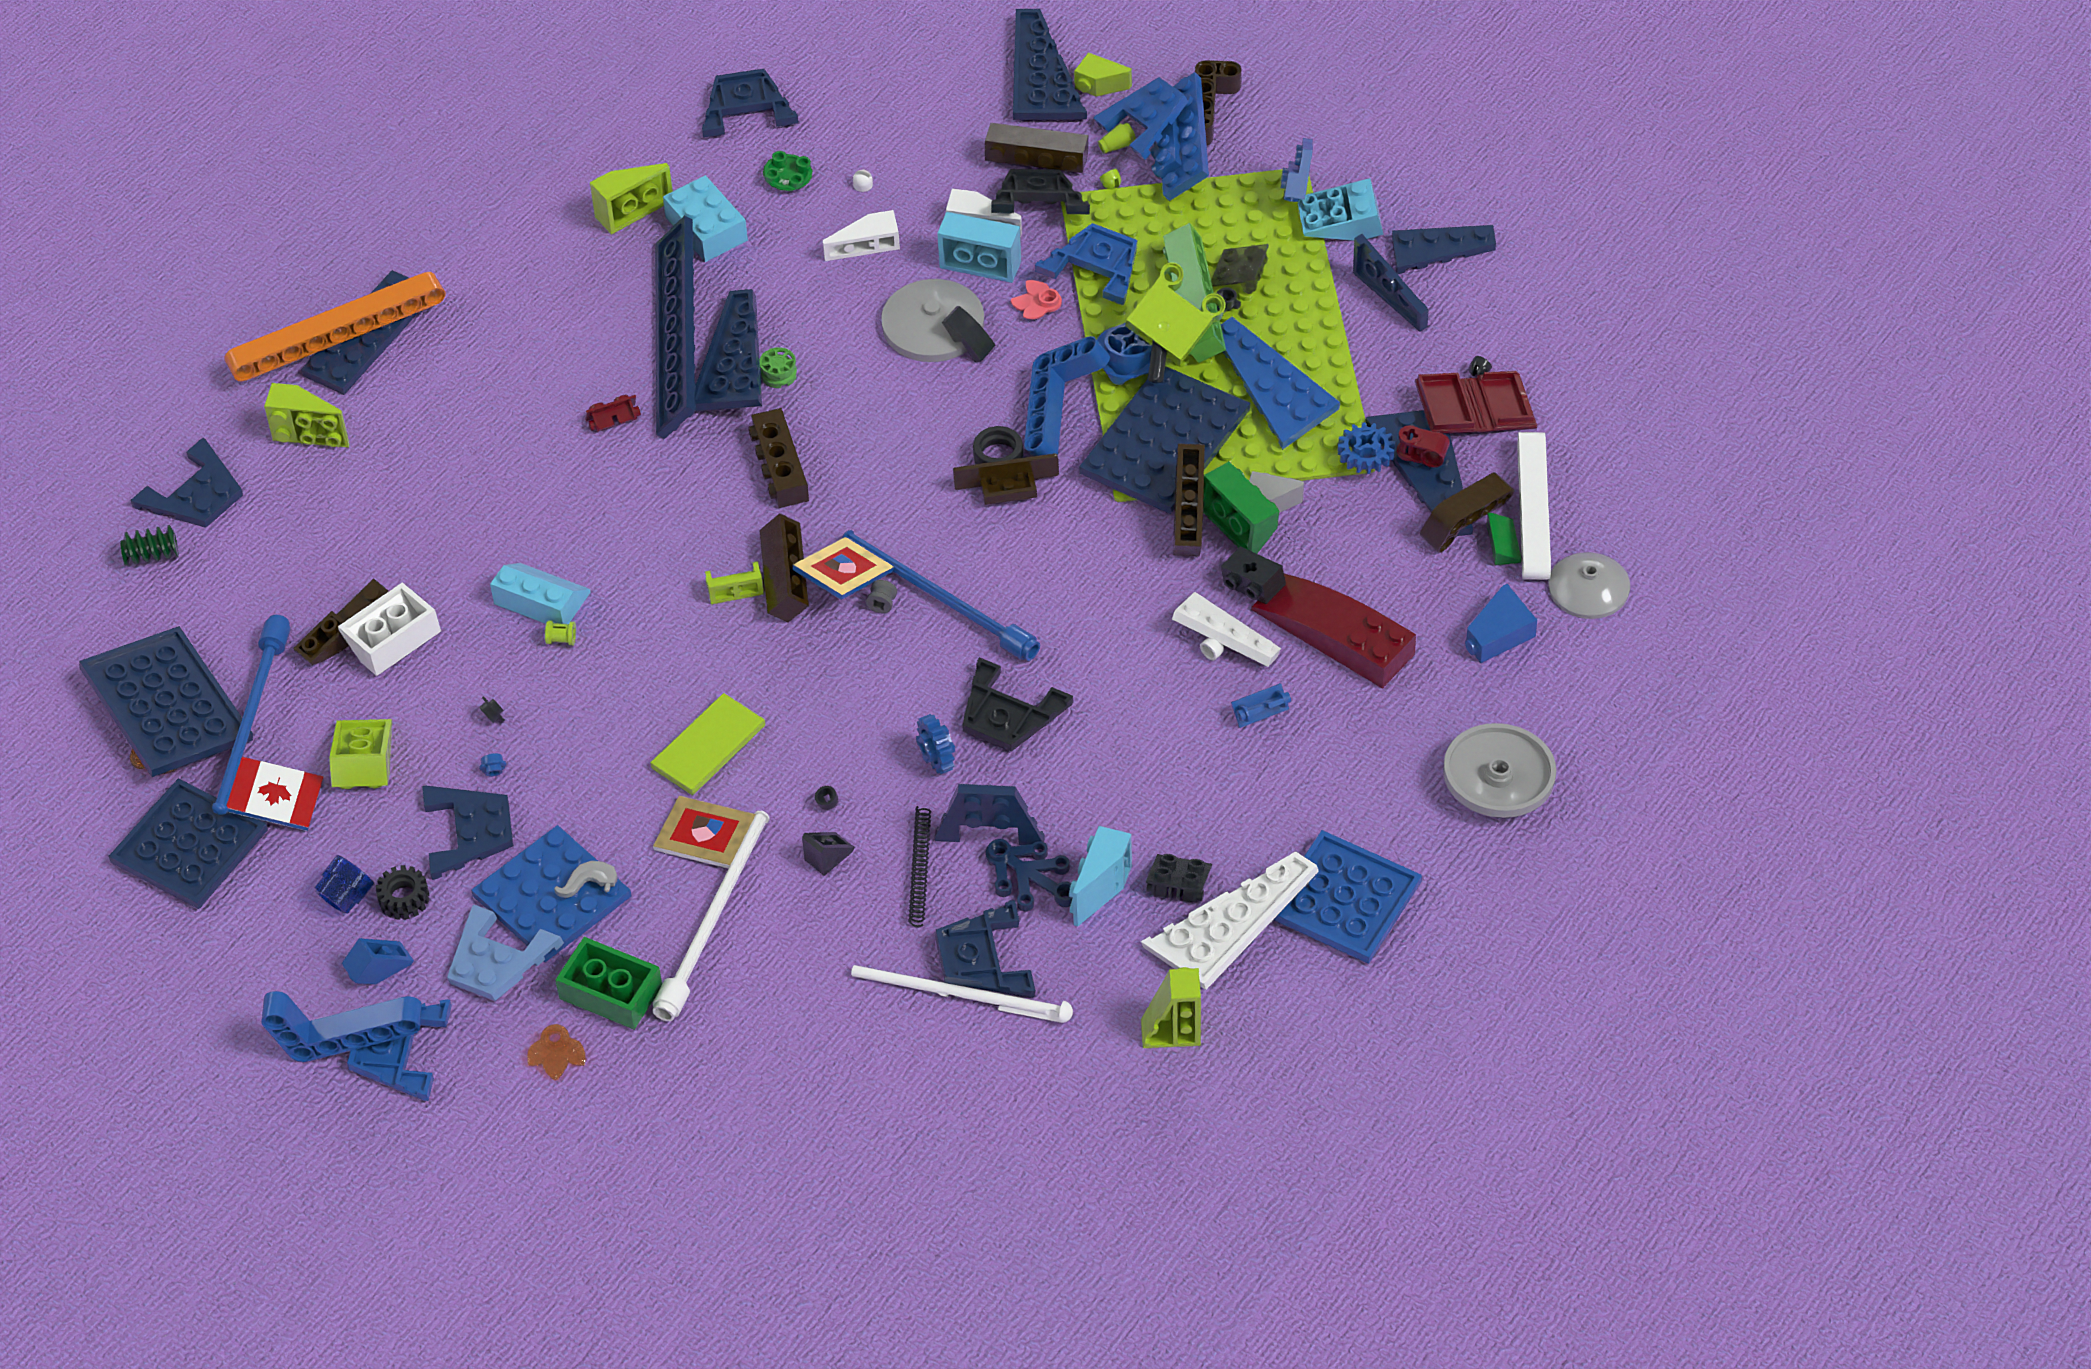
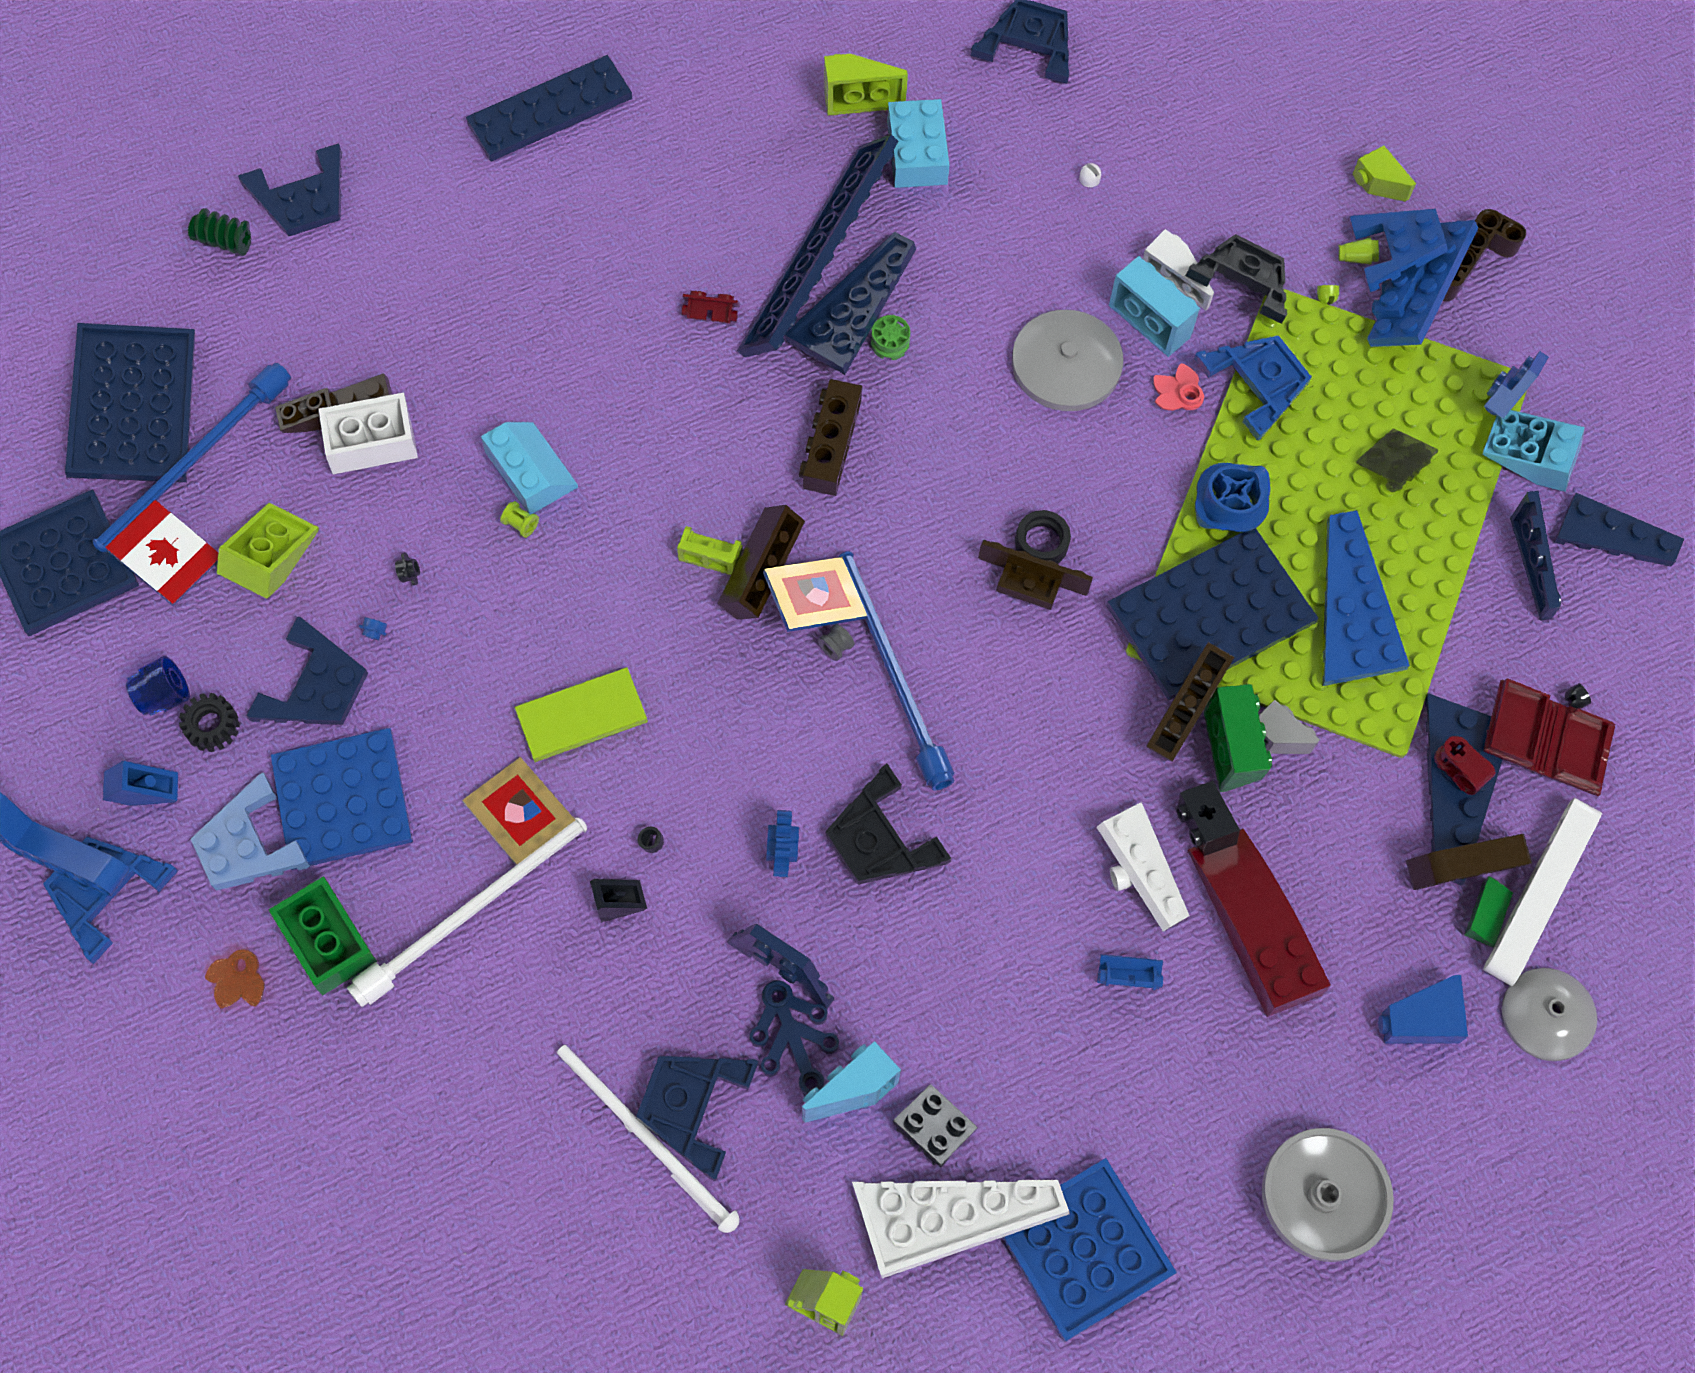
camera: 25 degrees right, 15 degrees up
(303, 417) = (425, 168): lime slope -> none
(334, 326) = (515, 89): orange beam -> none
(590, 871) = (384, 800): light grey piece -> none
(787, 171) = (1025, 130): green dish -> none
(865, 236) = (1056, 237): white slope -> none
(914, 864) = (689, 965): black piece -> none
(967, 330) = (1089, 395): black slope -> none
(1036, 147) = (1274, 223): brick -> none
(1040, 76) = (1325, 147): dark blue wing -> none
(1047, 388) = (1119, 509): blue beam -> none
(1171, 321) = (1282, 495): lime piece -> none
(1186, 248) = (1332, 466): bright green brick -> none
(1230, 298) = (1364, 481): black plate -> none
(1366, 448) = (1408, 722): blue gear -> none

